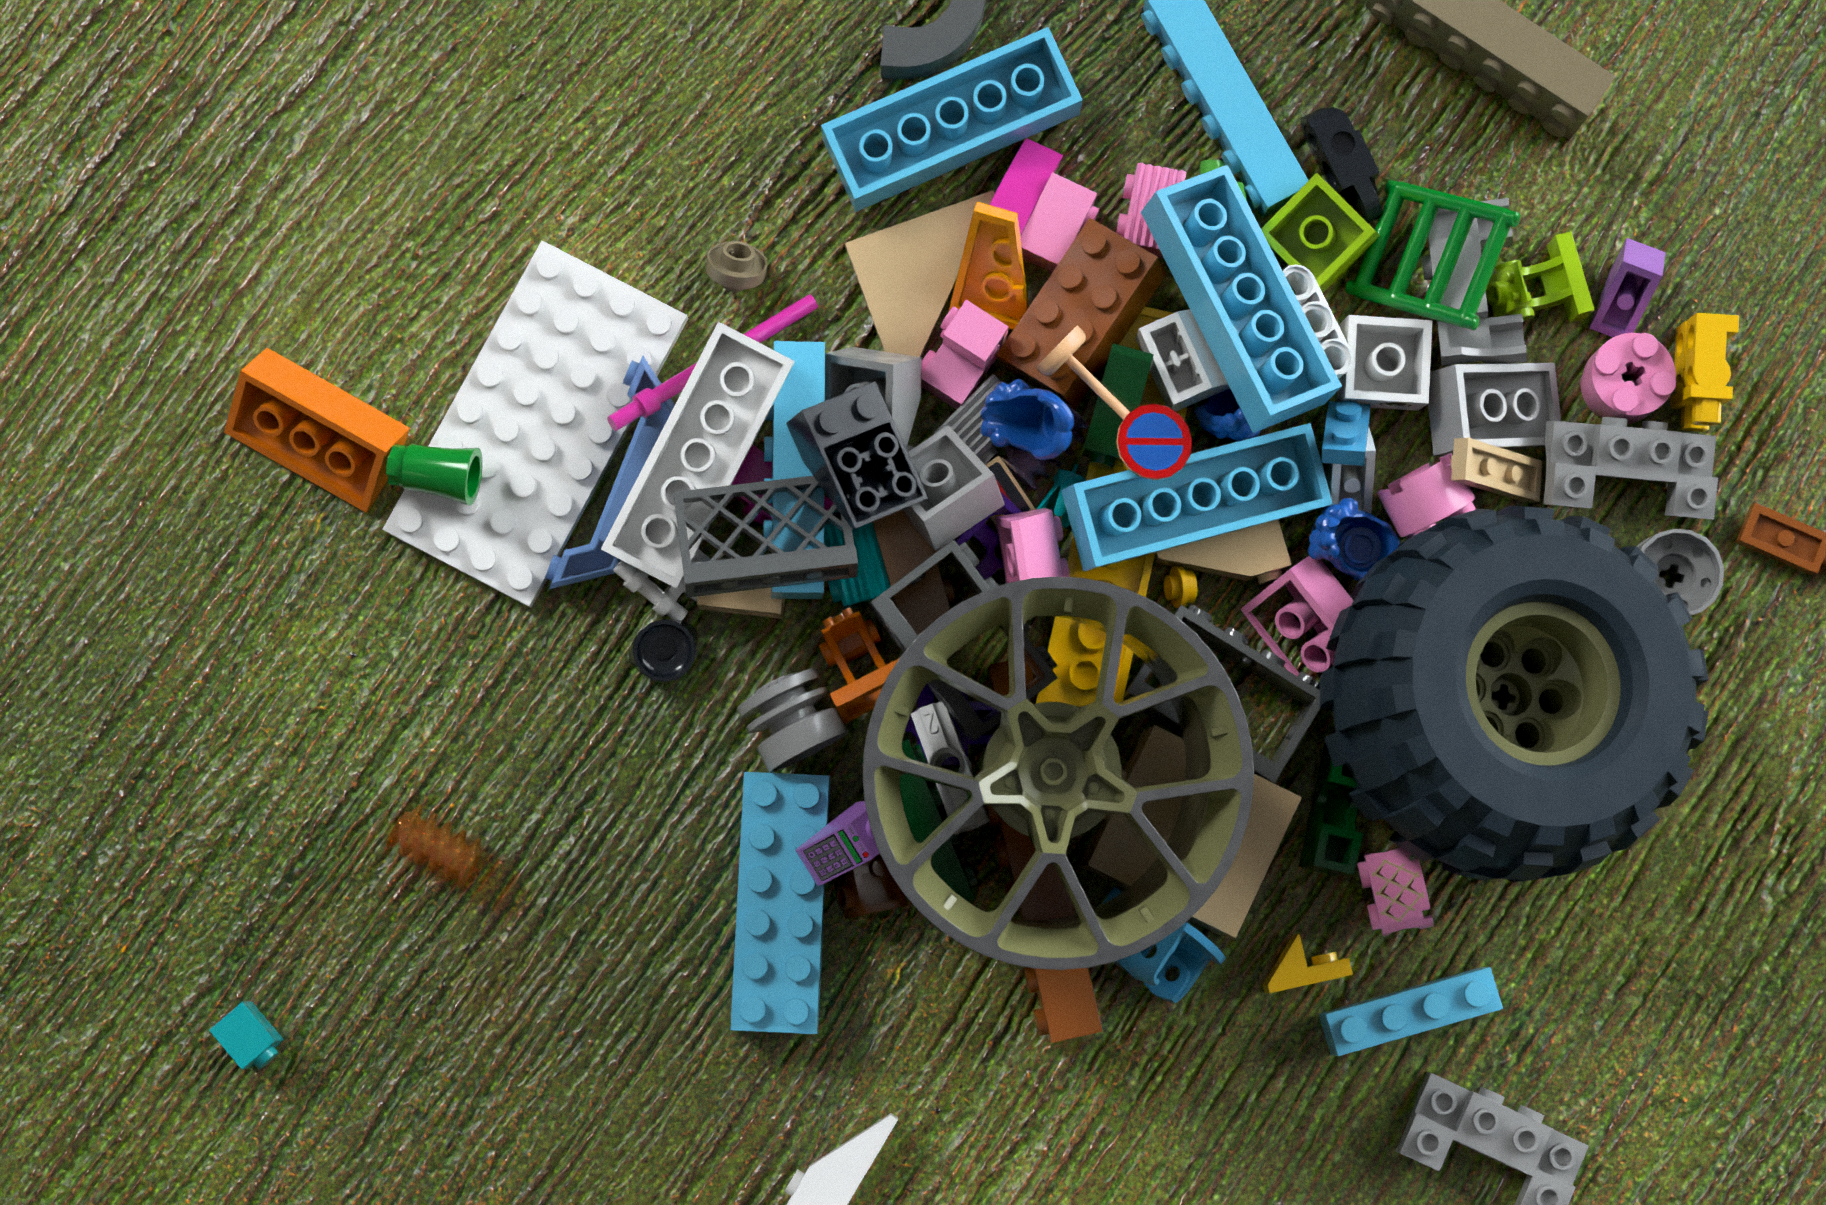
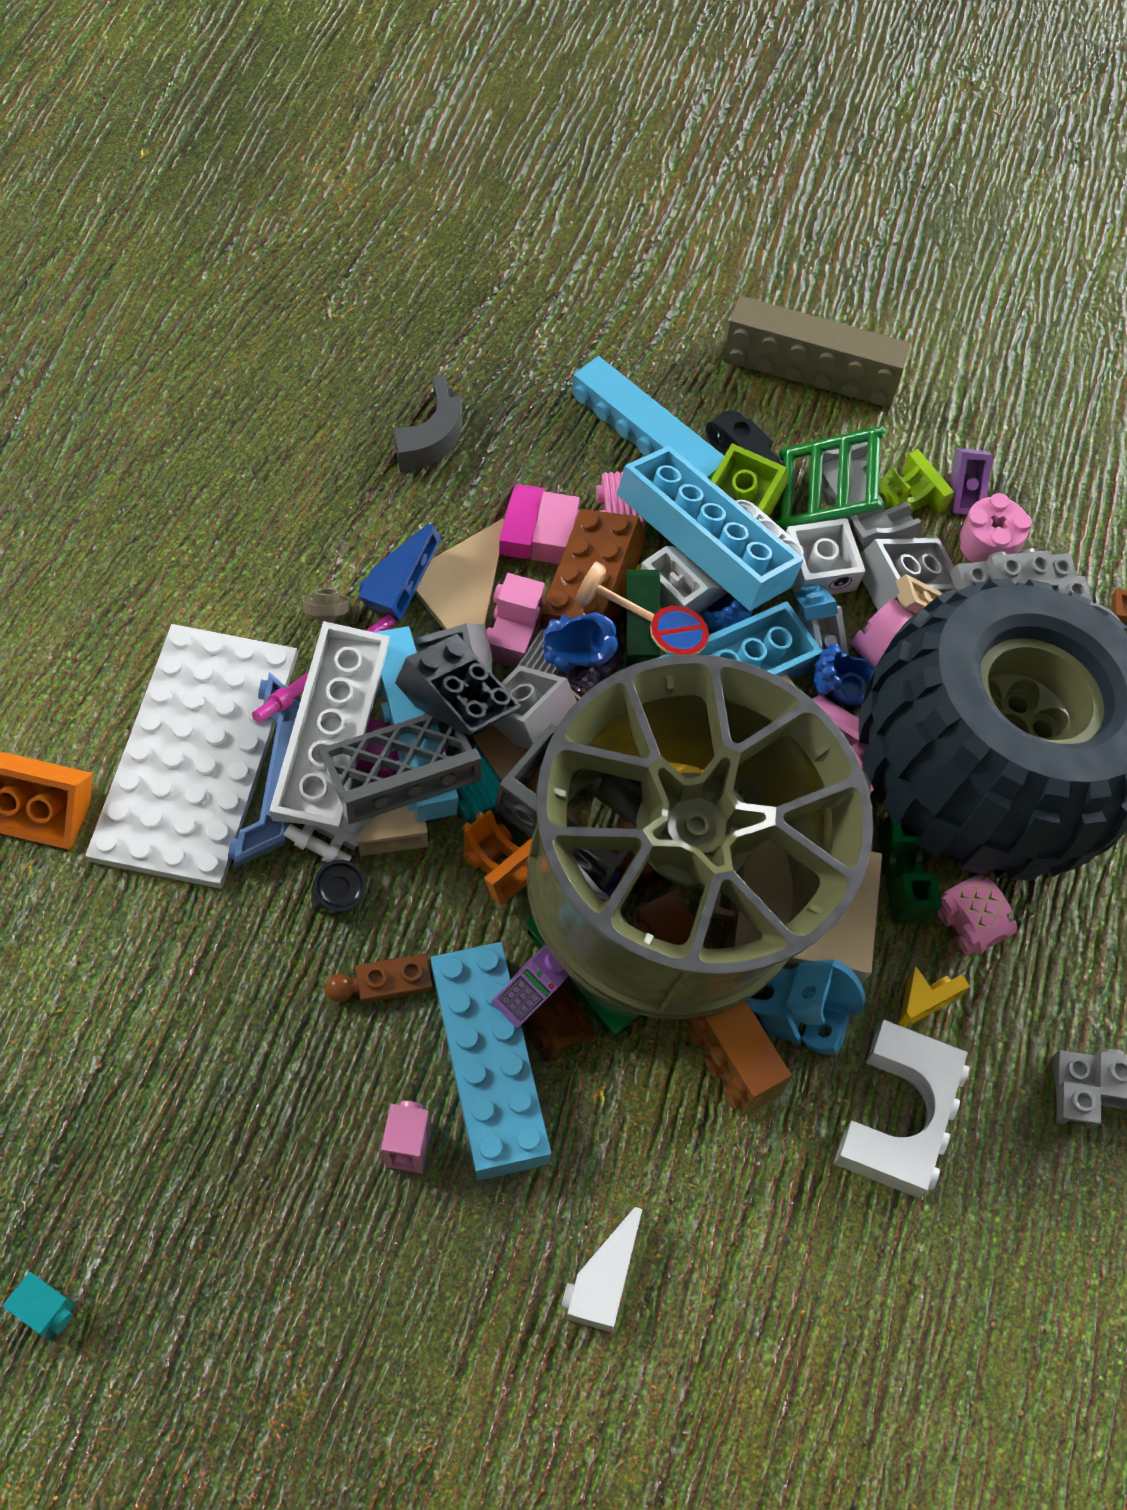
camera: 20 degrees left, 20 degrees down
(436, 845) = (180, 1091): clear orange piece -> none
(437, 471) = (121, 793): green plant -> none
(666, 970) = (406, 1137): none -> bright pink brick
(686, 774) = (382, 980): none -> dark orange plate
(792, 719) = (458, 907): light grey wheel -> none
(831, 253) = (399, 574): none -> blue slope
(951, 119) = (460, 475): medium azure brick -> none
(993, 266) = (518, 547): light orange wing -> none
(1280, 1060) = (936, 1073): none -> white arch
(1410, 1011) = (1023, 1006): medium azure brick -> none
(1702, 369) = (1047, 508): yellow hips -> none

